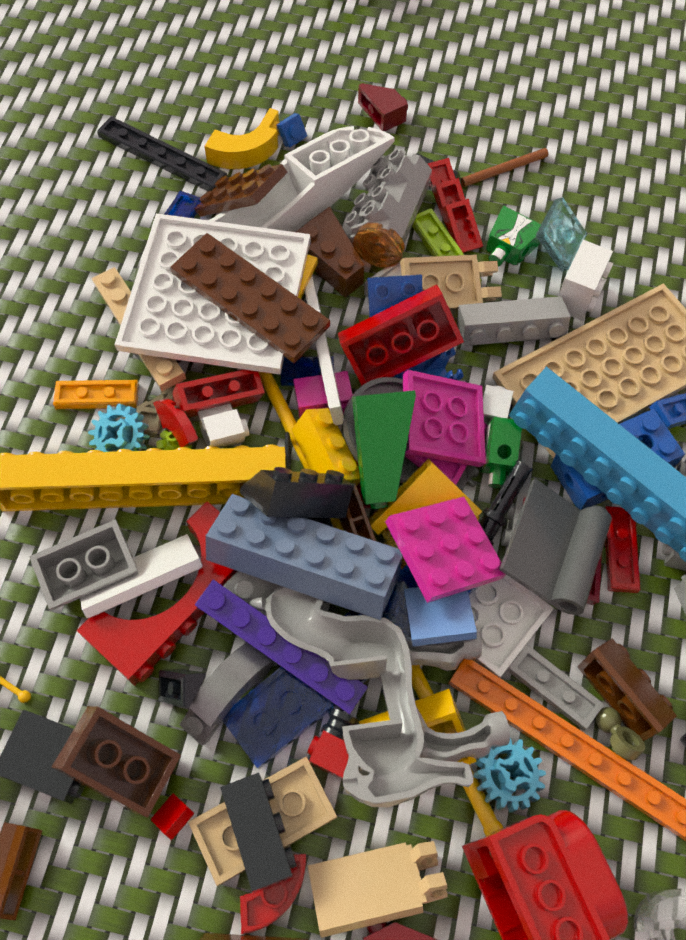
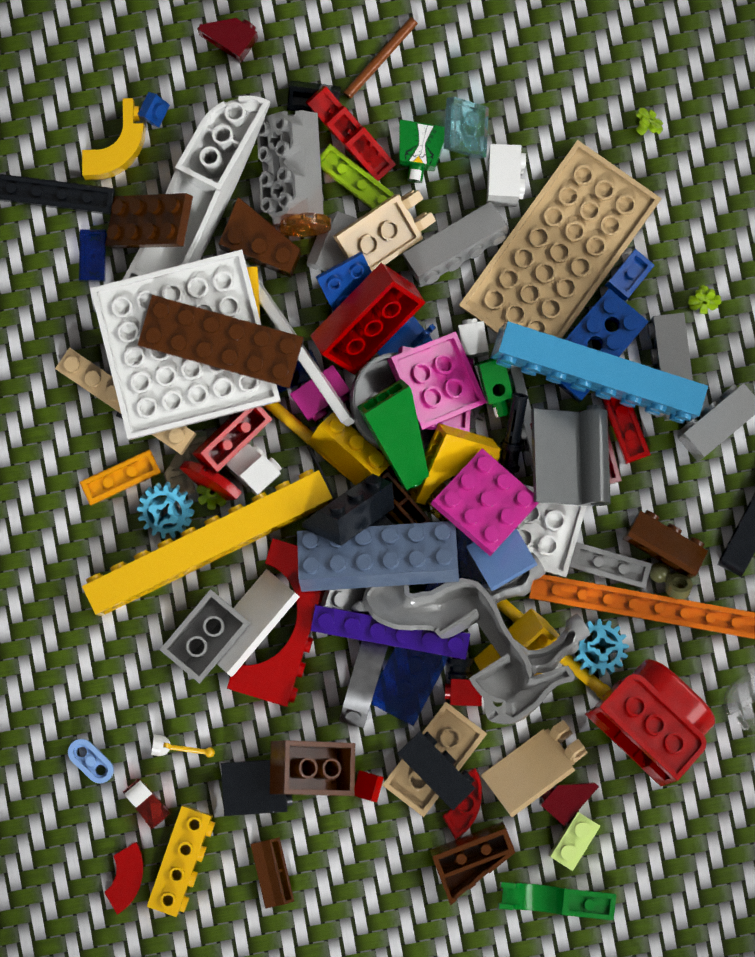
camera: 20 degrees left, 20 degrees up
(179, 686) = (327, 693): black slope -> none

